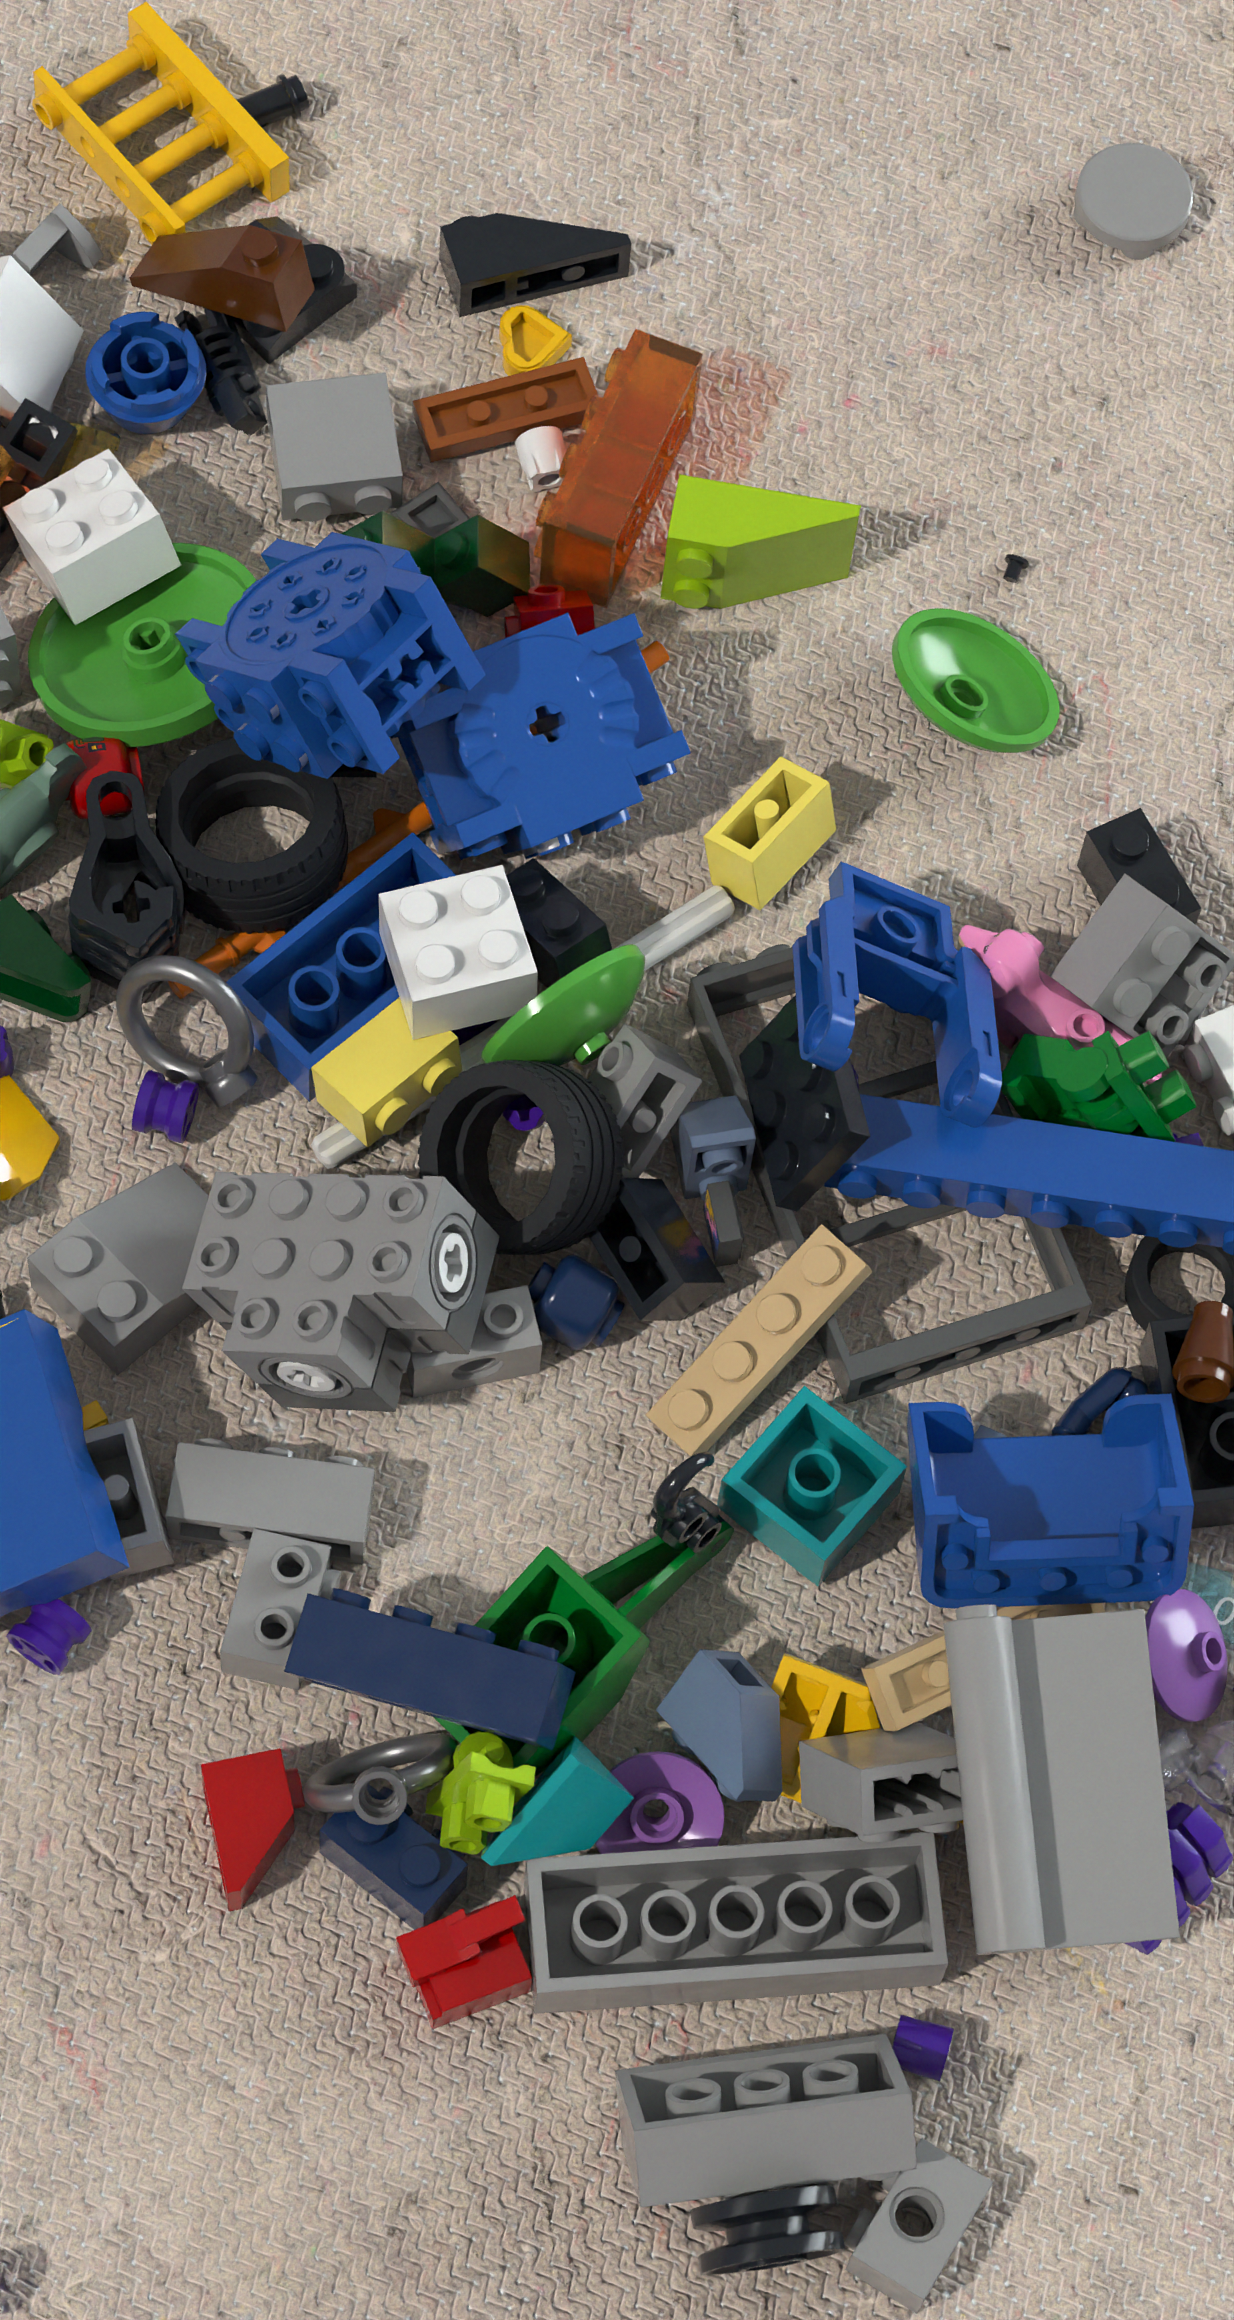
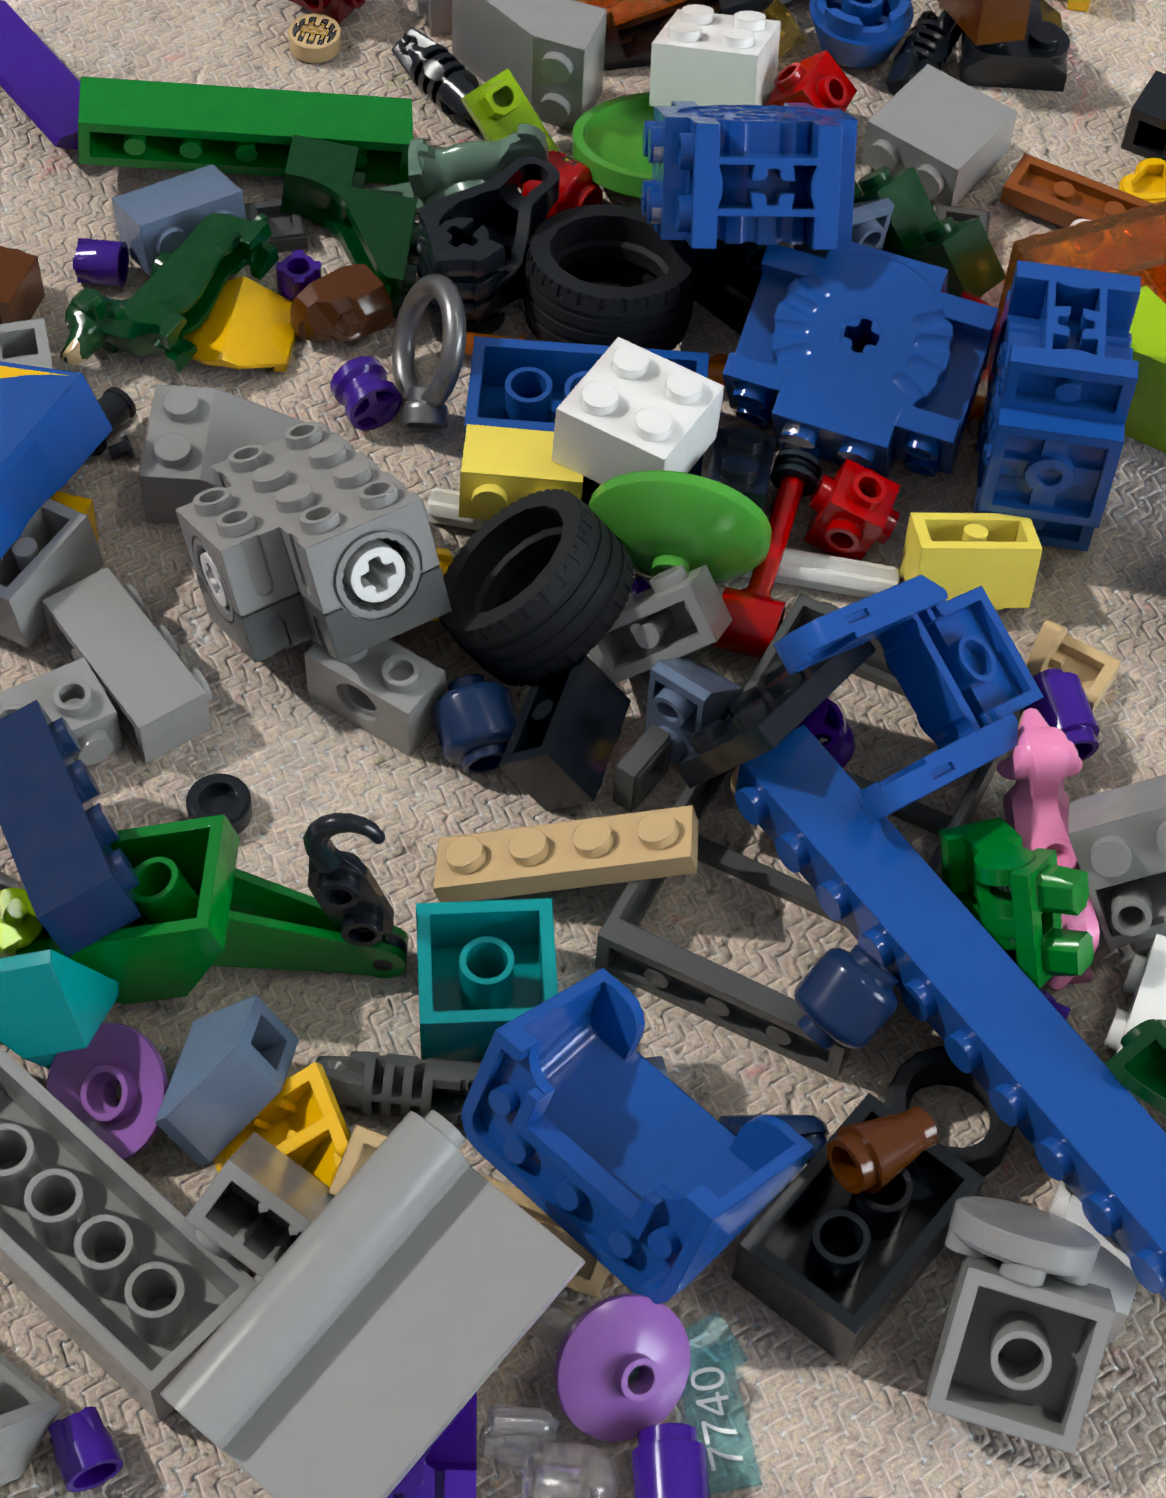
camera: 50 degrees right, 10 degrees down
(56, 1046) = (342, 306): none -> reddish brown rock
(195, 497) = (814, 82): none -> red brick
(460, 1543) = (221, 795): none -> black tile
(643, 869) = (852, 511): none -> red brick
(668, 1020) = (752, 609): none -> red piece
(735, 652) = (1058, 400): none -> blue piece
(835, 1611) = (399, 1083): none -> dark grey hinge
(915, 854) = (1060, 651): none -> tan tile
(968, 899) = (1067, 708): none -> dark purple brick
(1072, 1269) = (846, 998): none -> dark blue head

